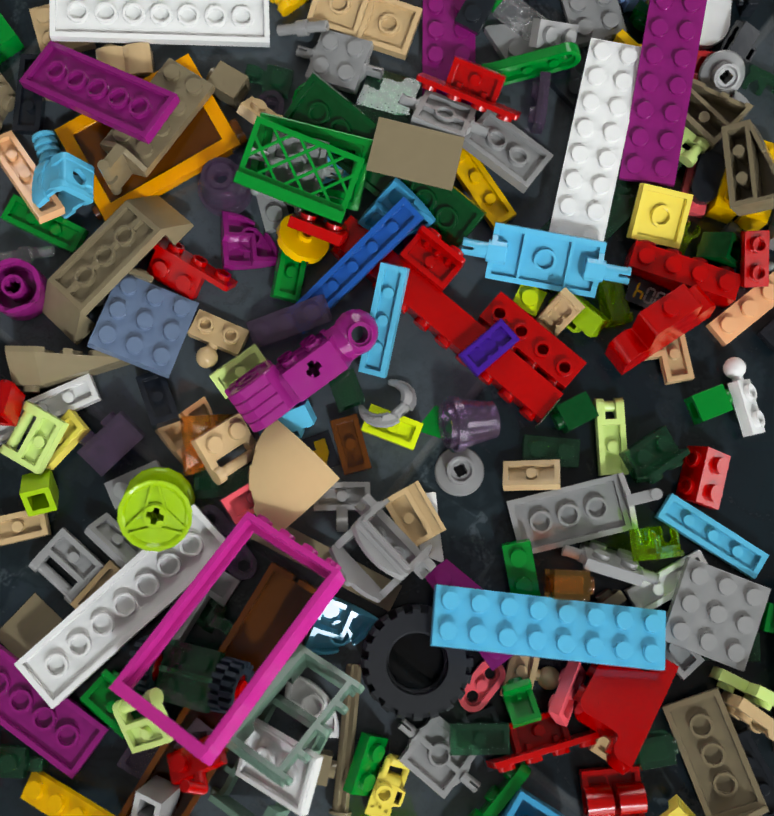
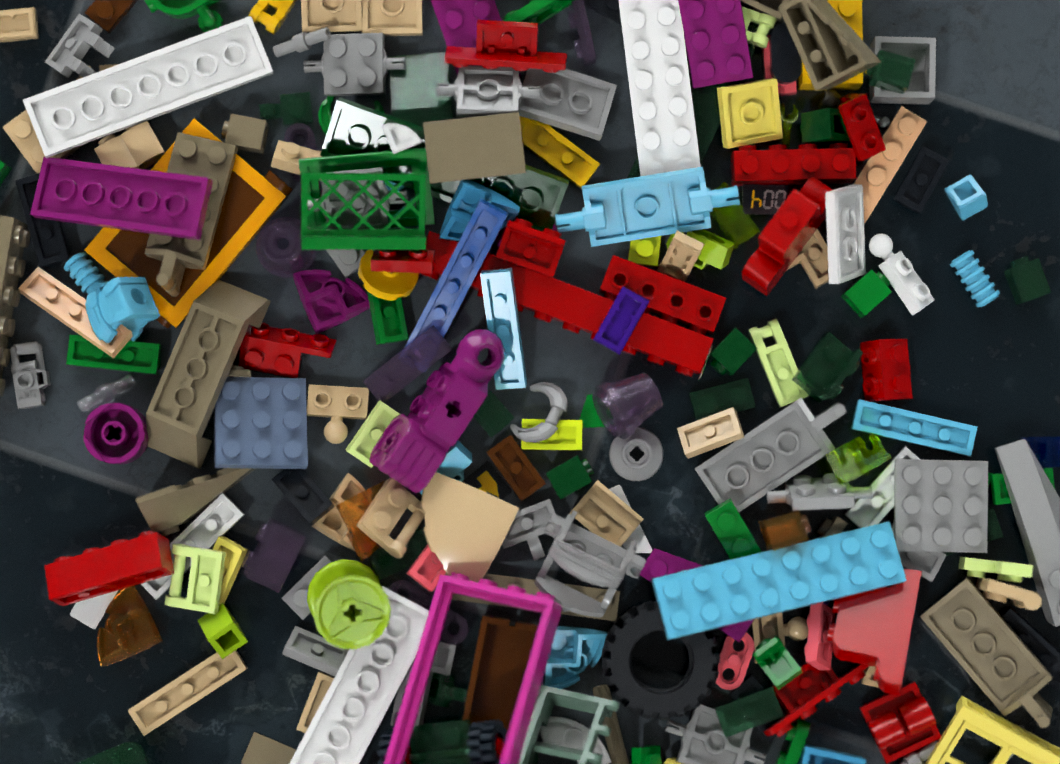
camera: 10 degrees left, 5 degrees up
(73, 558) = (279, 683): light grey plate -> none
(355, 121) = (400, 137): none -> white tile
(395, 468) = (570, 476): none -> dark green brick
(657, 750) = (926, 660): clear green brick -> none
(710, 343) = (845, 233): none -> white tile

